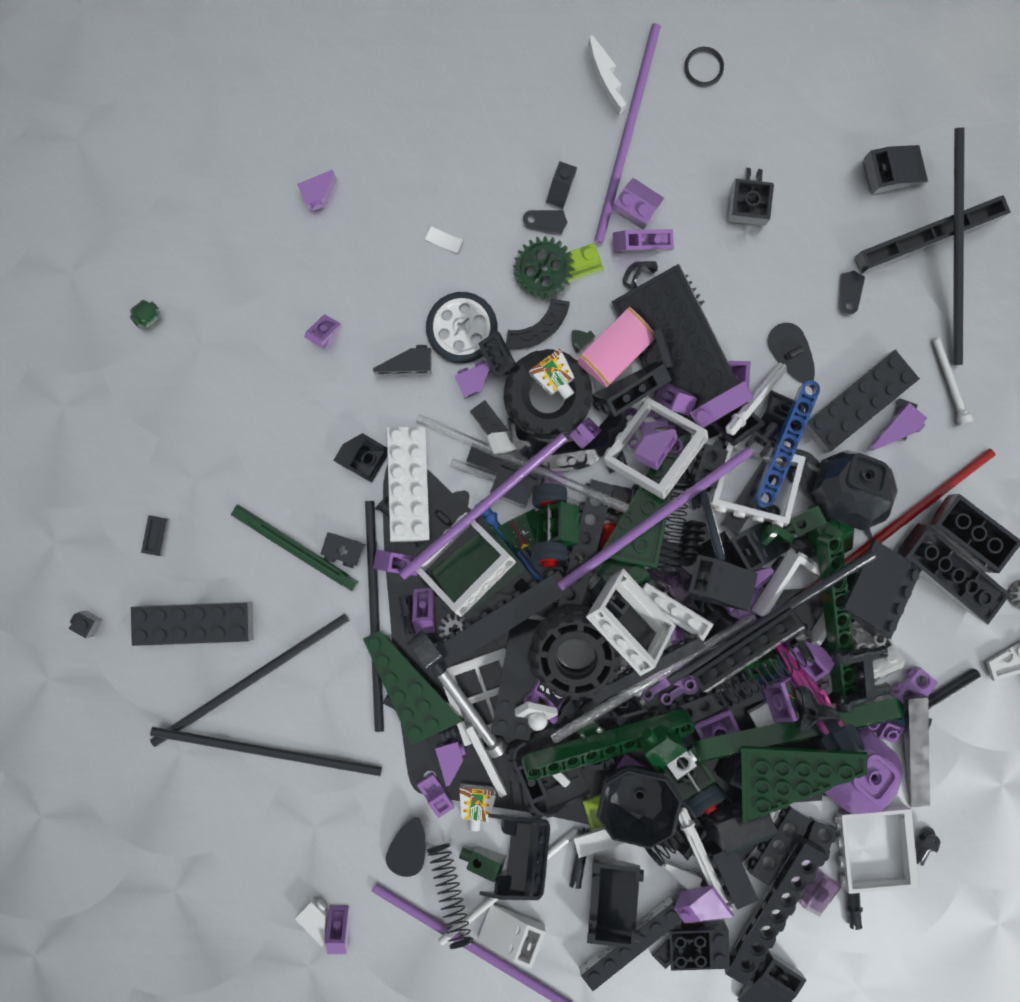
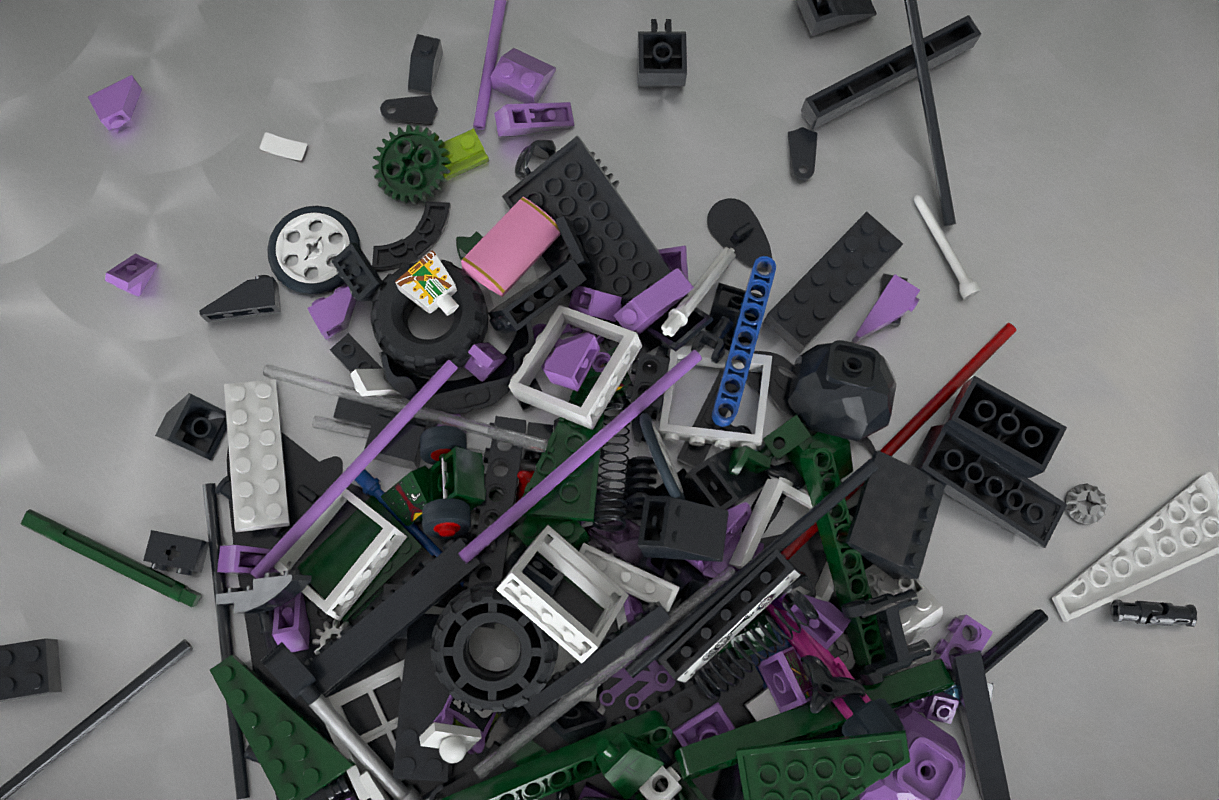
camera: 10 degrees left, 10 degrees down
(408, 590) = (265, 593): none -> slope

